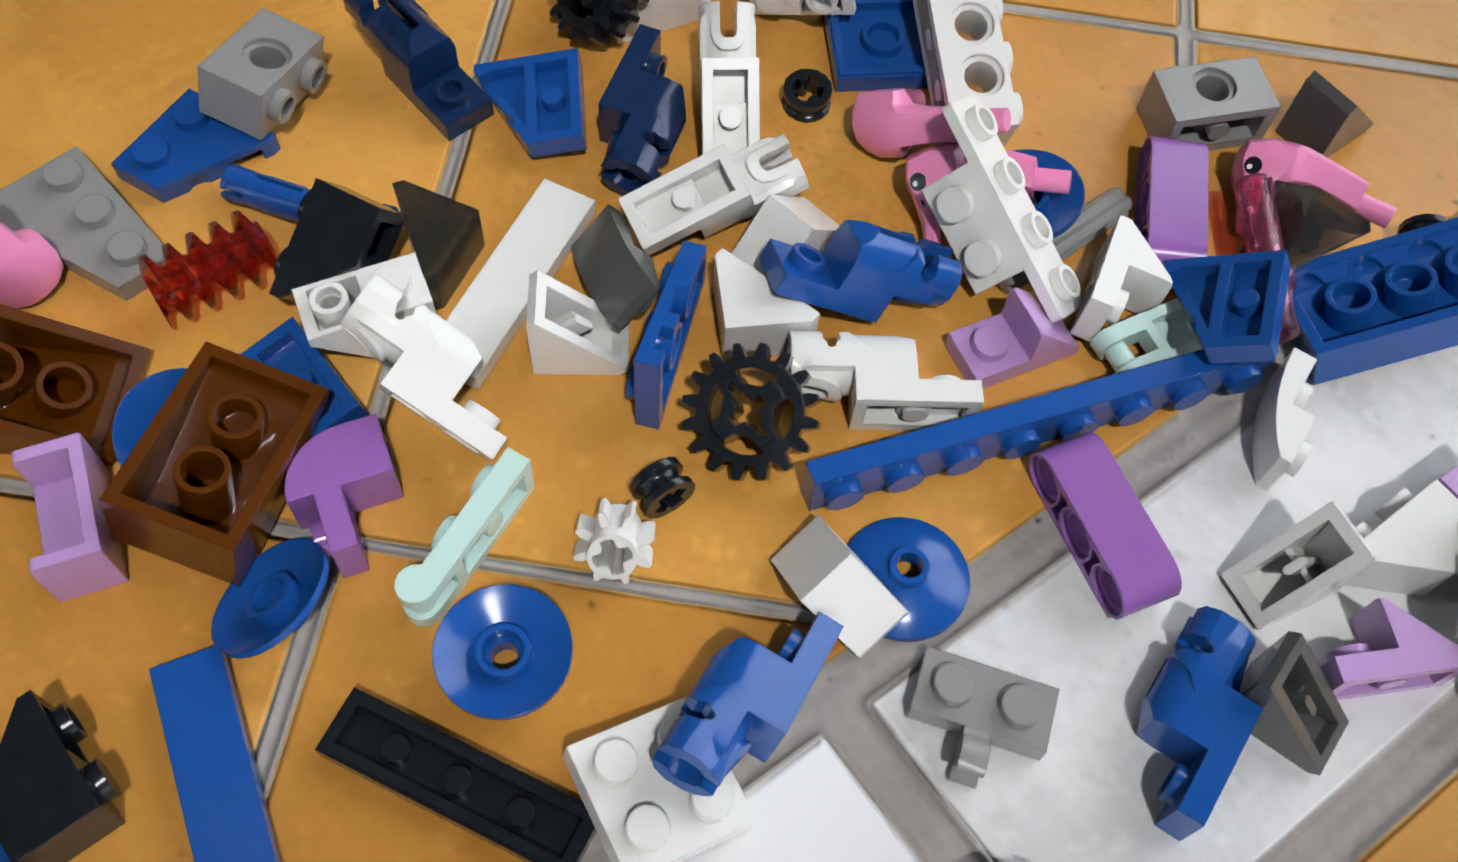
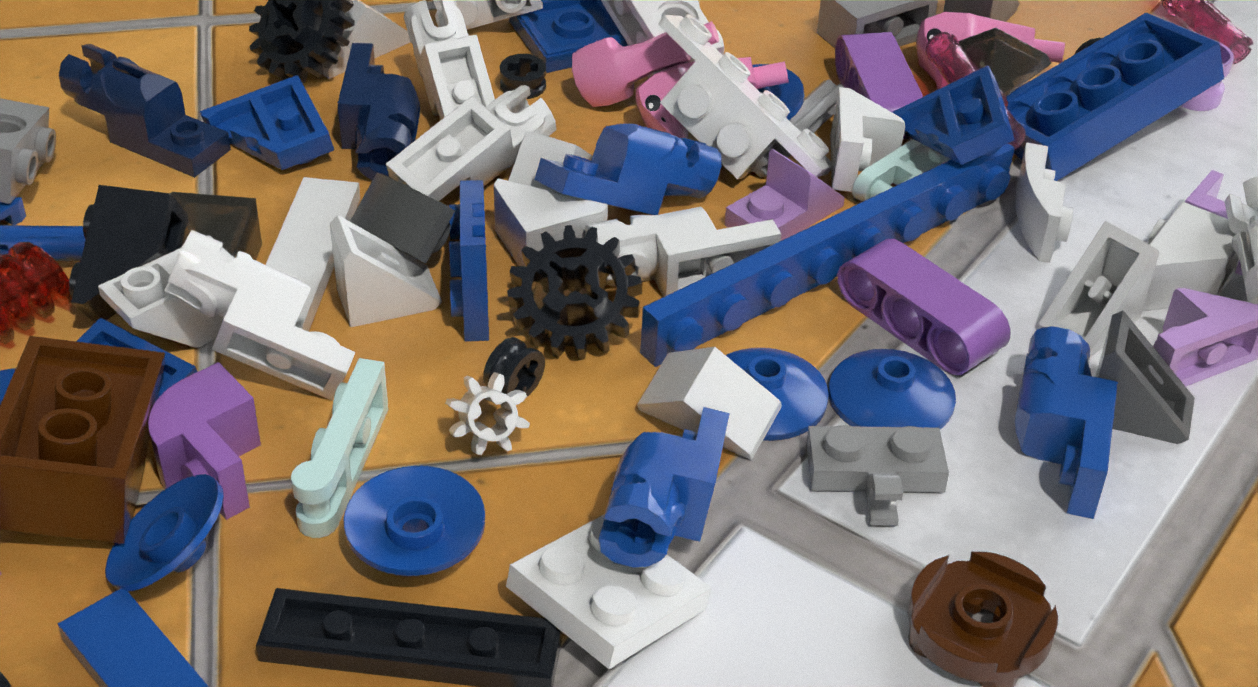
camera: 15 degrees left, 20 degrees down
(1016, 638) = (891, 390): none -> blue dish

